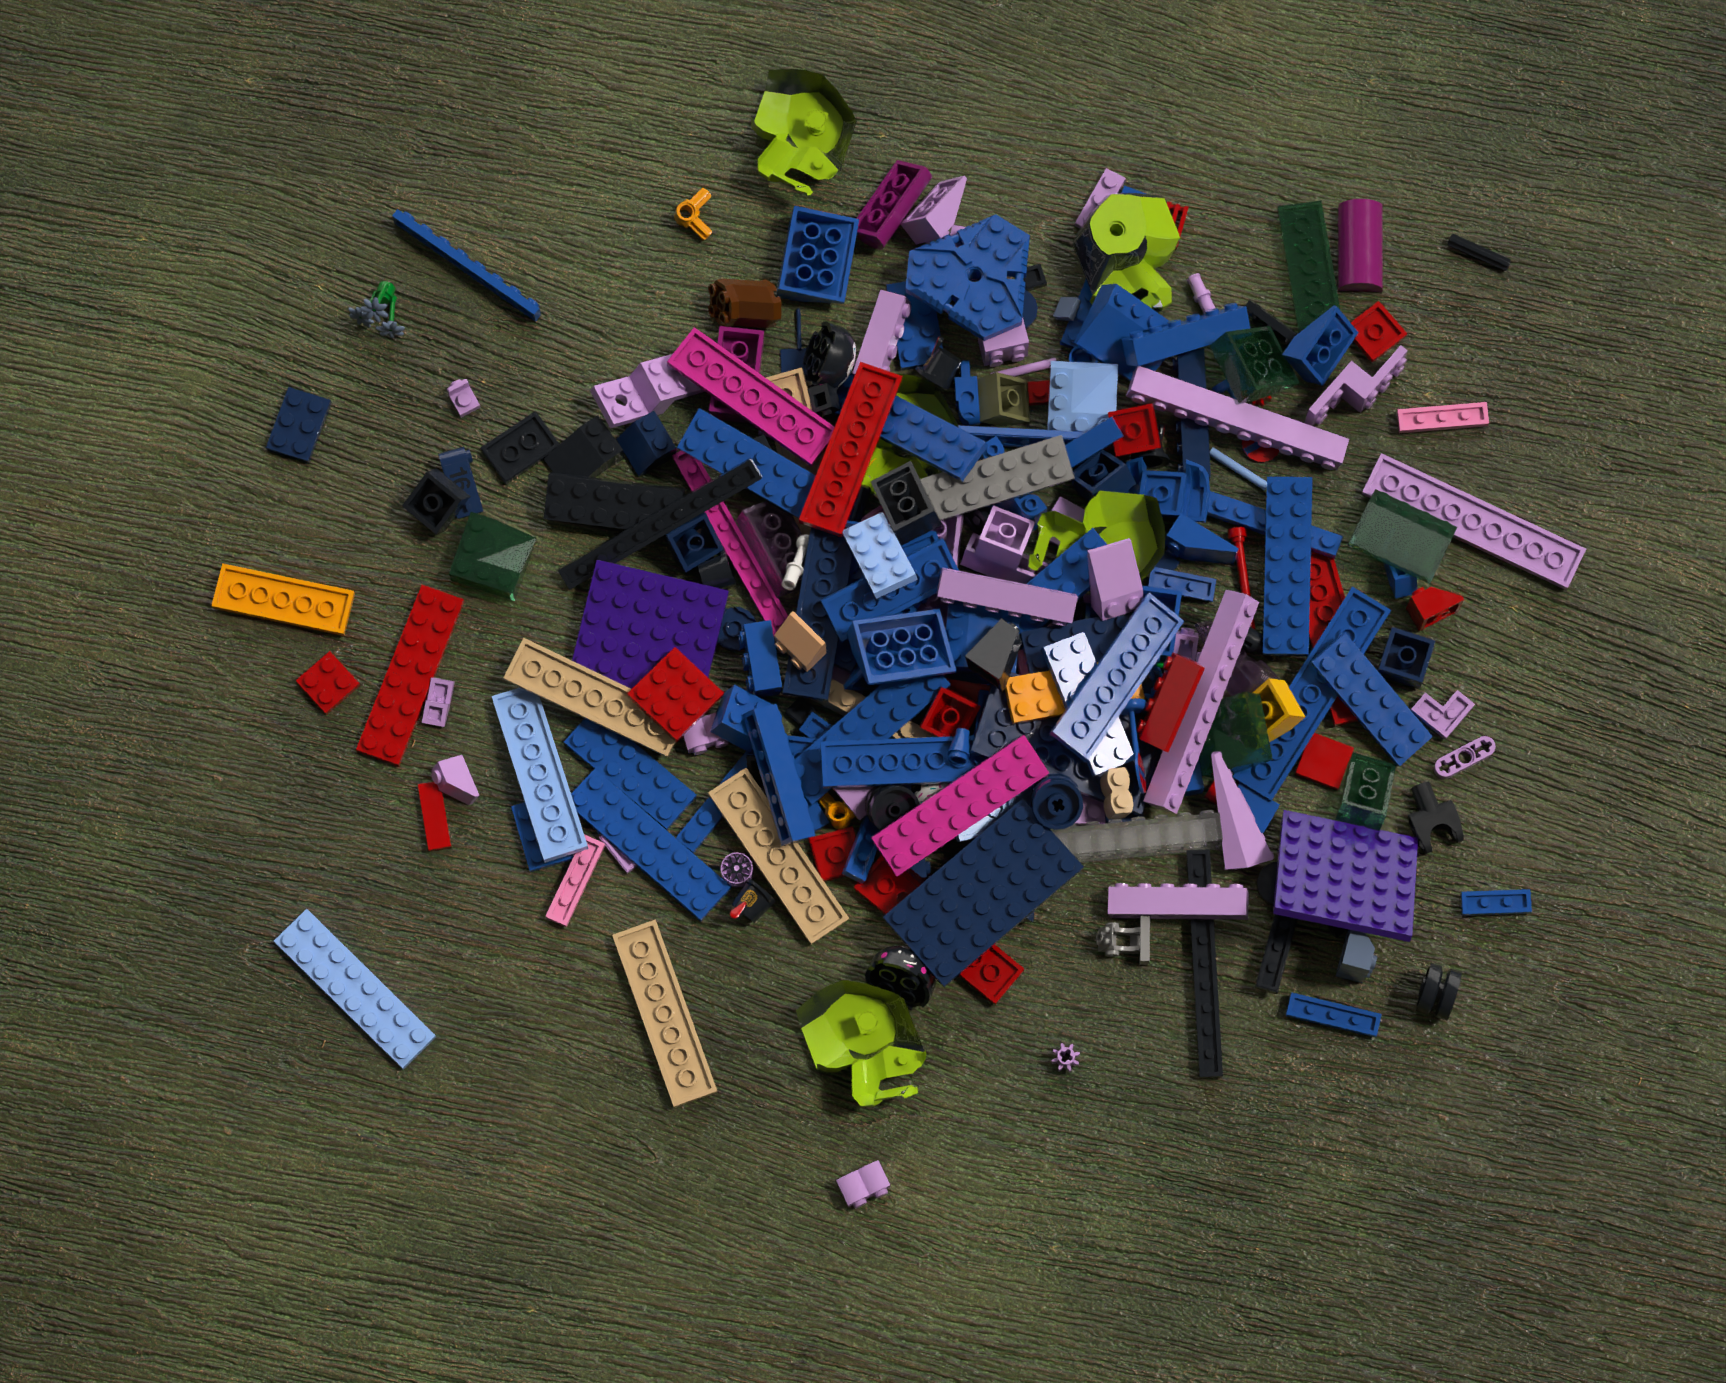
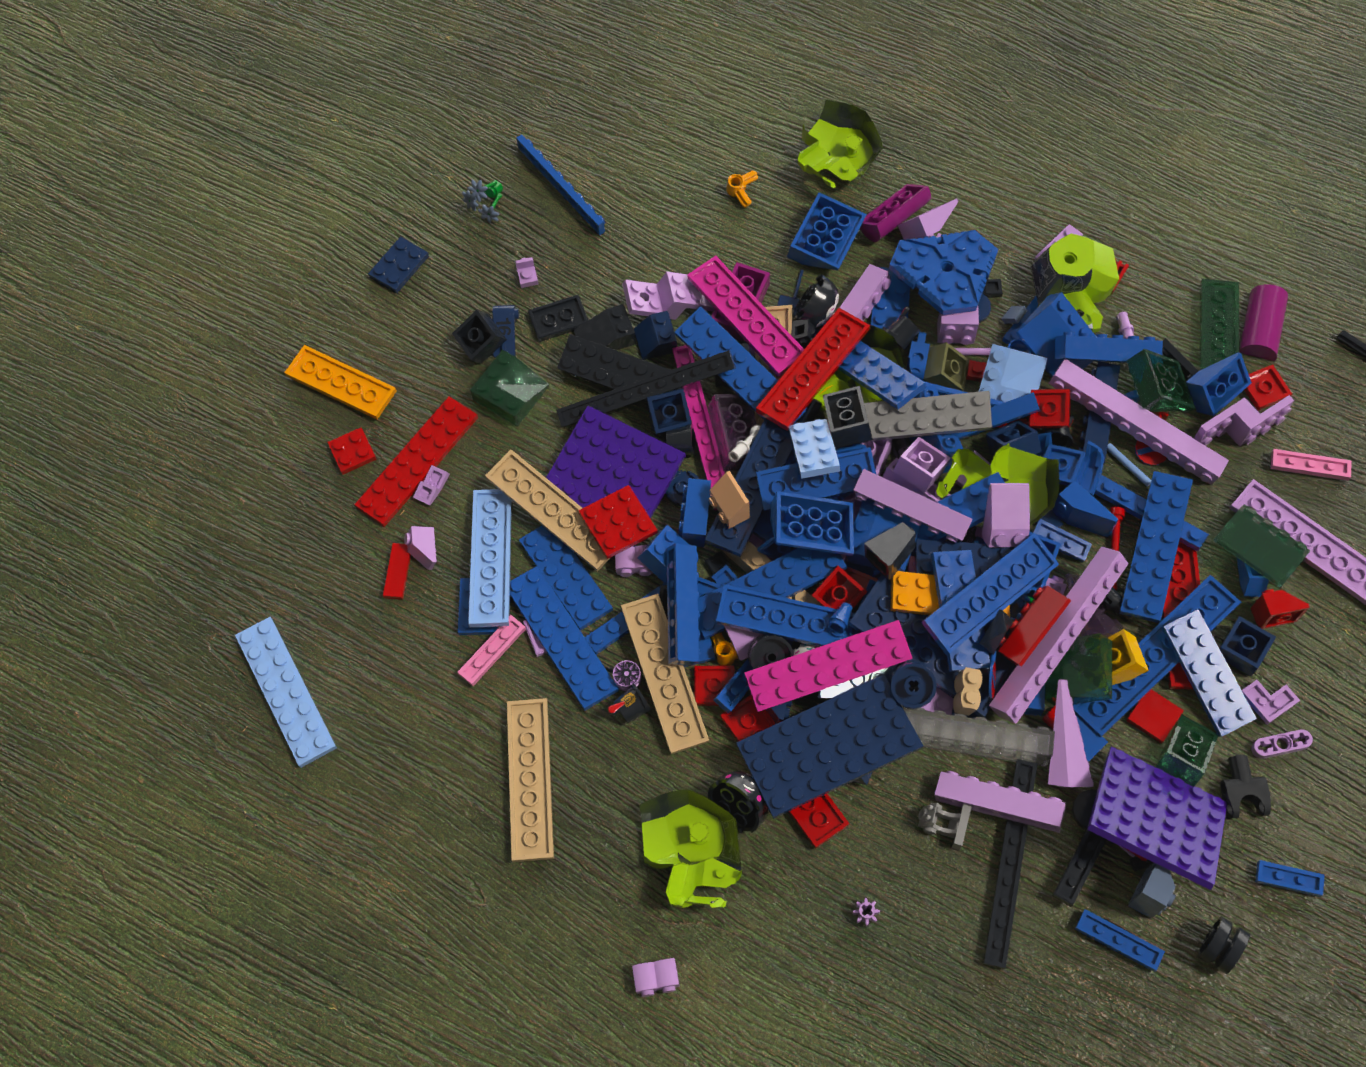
camera: 20 degrees right, 10 degrees down
(744, 303) = (761, 252): reddish brown brick -> none
(1132, 719) = (996, 632): none -> black slope

